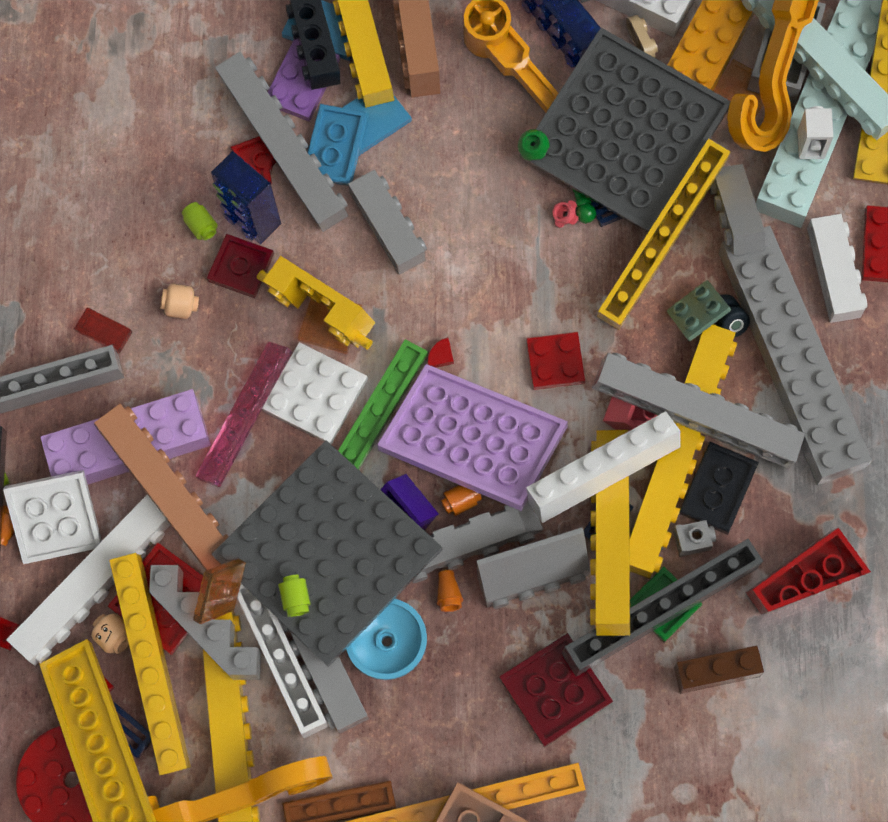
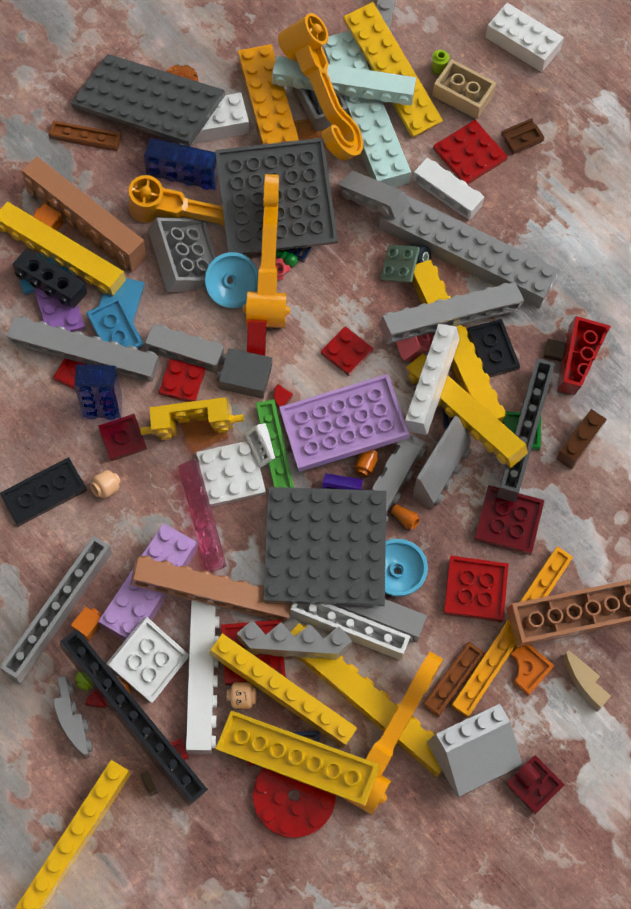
camera: 50 degrees left, 5 degrees down
(31, 428) = (87, 622): none -> orange brick
(103, 329) = (72, 536): clear red tile -> none
(117, 259) = (43, 491): none -> black tile
(199, 221) = (75, 431): lime brick -> none
(219, 591) = (290, 612): clear orange tile -> none
(294, 595) = (334, 580): lime brick -> none
(355, 255) = (182, 381): none -> red plate
(367, 387) = (254, 436): none -> white slope
(424, 298) = (245, 373): none -> dark grey brick
(450, 732) = (476, 588): none -> red plate
(467, 270) = (256, 336): none -> red tile
(480, 119) = (182, 252): none -> light grey slope
(496, 204) = (243, 275): none -> medium azure dish
(510, 241) = (267, 302): none -> light orange piece
(533, 152) = (237, 245): green plate -> none
(638, 31) = (227, 141): tan plate -> none
(663, 234) = (348, 241): yellow brick -> none
(687, 544) = (503, 387): light grey brick -> none
(787, 545) = (554, 349): none -> dark brown tile
(815, 133) = (381, 122): white brick -> none

